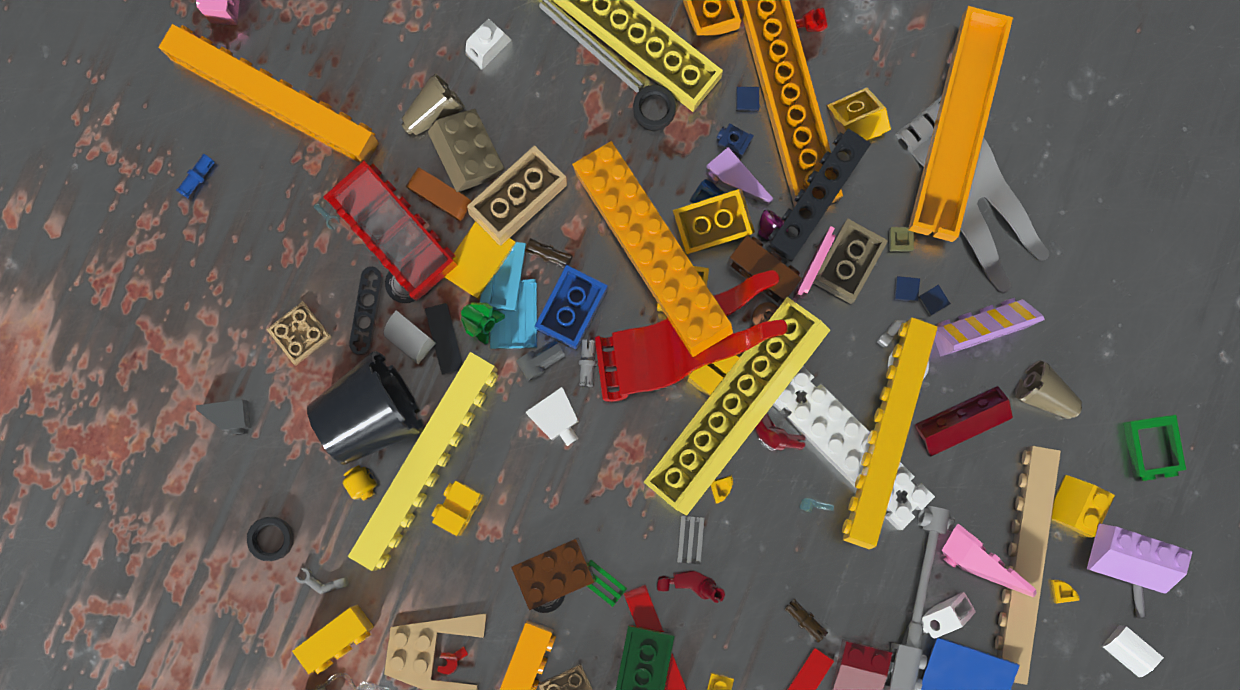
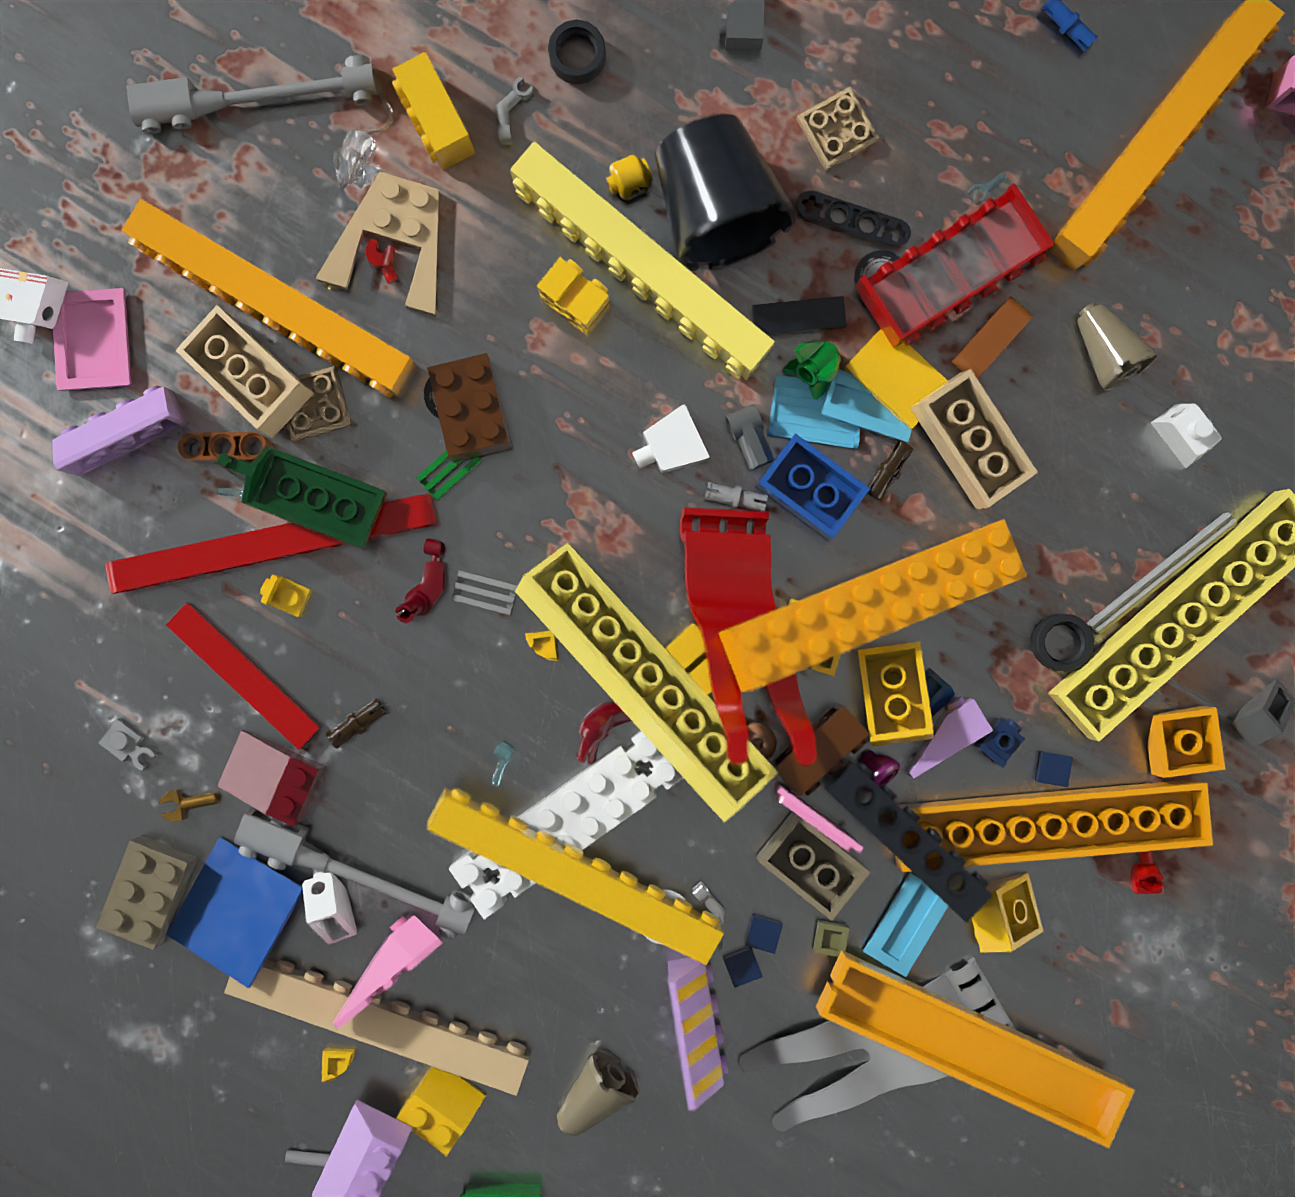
camera: 100 degrees right, 5 degrees up
(408, 337) = (809, 268): white brick -> none
(465, 150) = (1046, 381): dark tan brick -> none
(881, 186) = (906, 926): none -> medium azure piece
(965, 420) = (578, 977): dark red panel -> none
(1132, 651) = (245, 1137): white brick -> none

